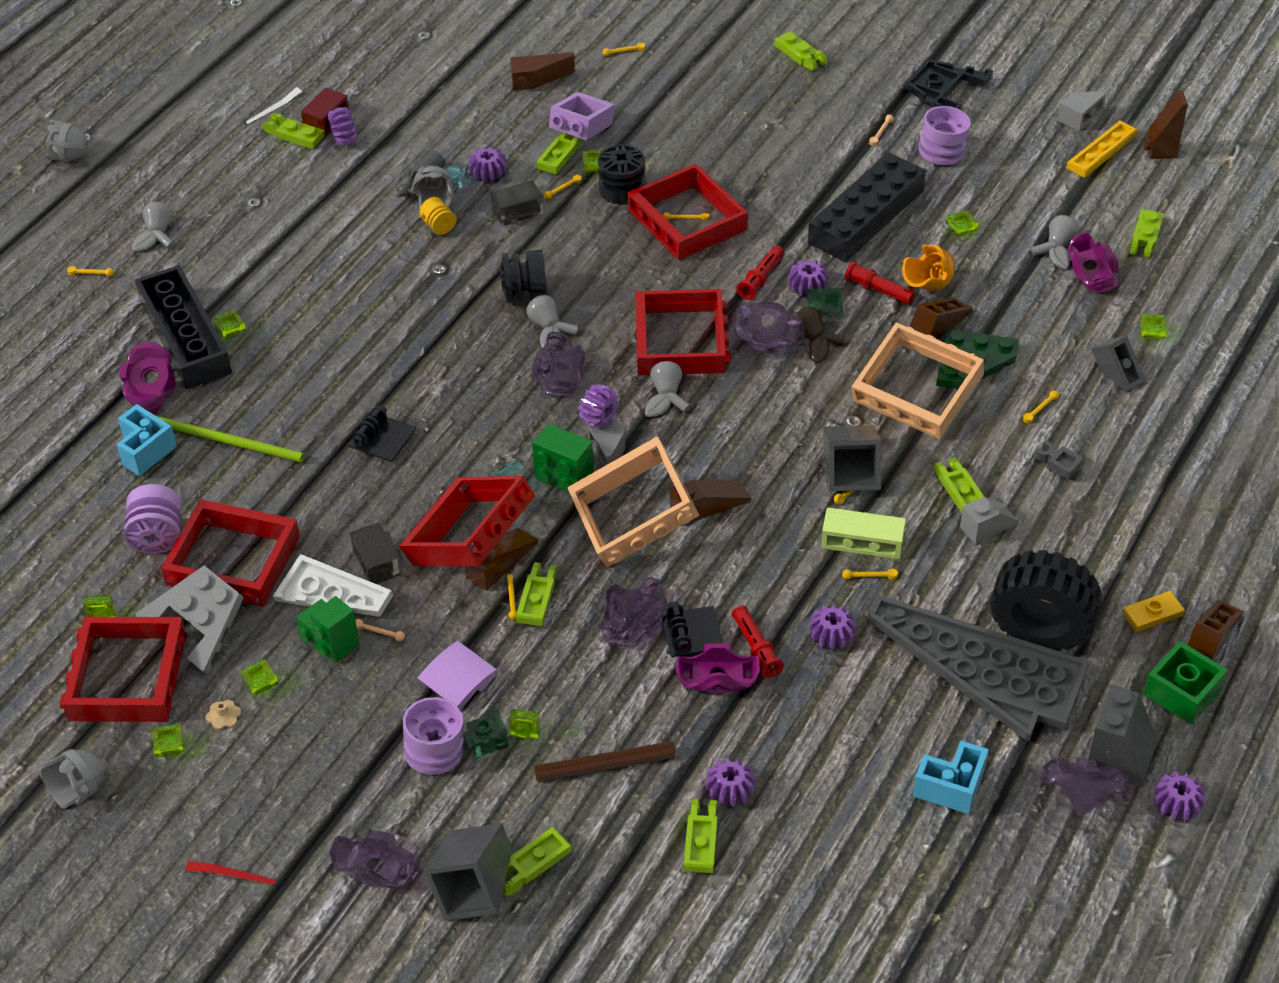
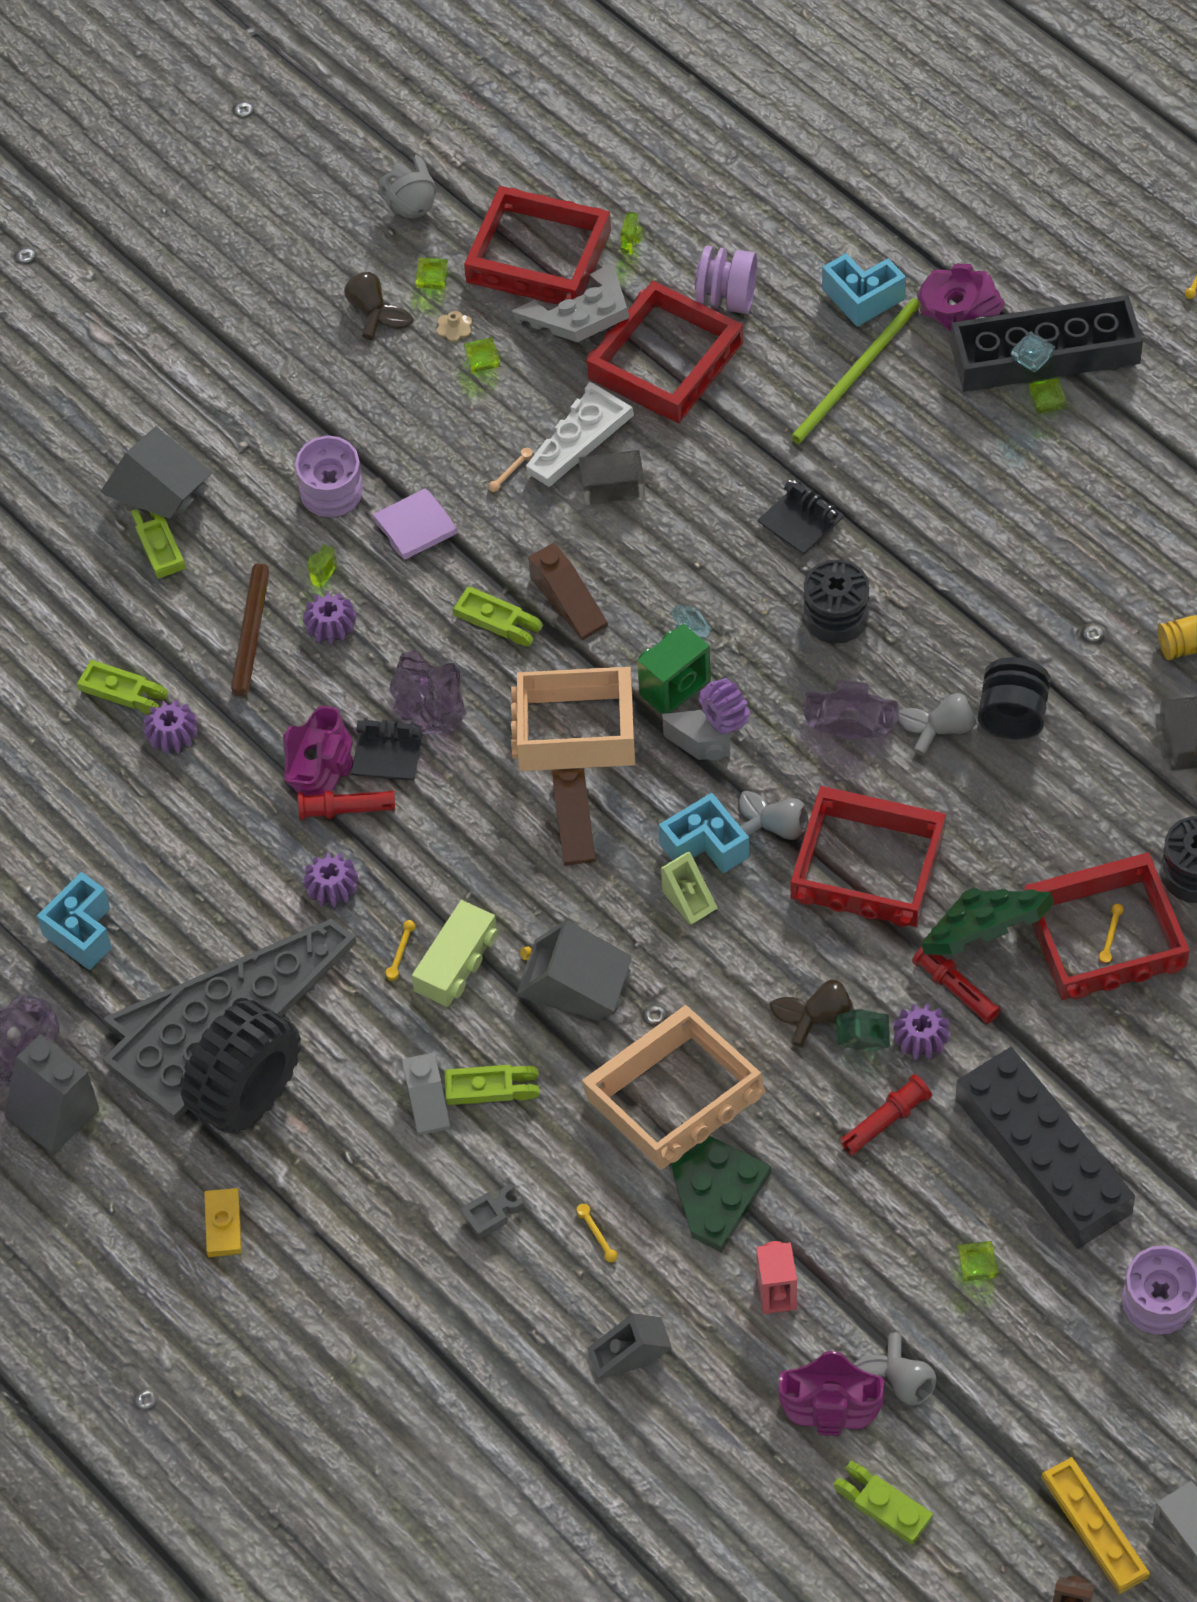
camera: 110 degrees right, 10 degrees up
(205, 315) = (1032, 351): none -> clear light blue plate
(205, 780) = (365, 293): none -> dark brown piece
(217, 869) = (271, 292): red sticker -> none
(329, 628) = (513, 416): green brick -> none
(352, 856) = (225, 411): clear purple piece -> none
(423, 543) = (625, 532): red window -> none
(465, 387) = (836, 601): none -> black wheel
(486, 734) = (324, 526): clear green brick -> none
(512, 614) = (532, 599): yellow hinge -> none
(577, 702) = (329, 617): none -> medium lavender gear
(701, 413) = (705, 828): none -> medium azure brick
(715, 254) = (984, 917): none -> dark green plate
(747, 420) = (687, 889): none -> yellowish green slope
(785, 331) = (832, 946): clear purple piece -> none
(931, 271) = (875, 1172): light orange helmet -> none
(939, 315) = (793, 1164): reddish brown slope -> none
(1034, 296) = (776, 1277): none -> coral brick
(1152, 326) = (687, 1423): clear neon green plate -> none
(1185, 682) = (98, 1195): green brick -> none
(1214, 629) = (164, 1270): reddish brown slope -> none

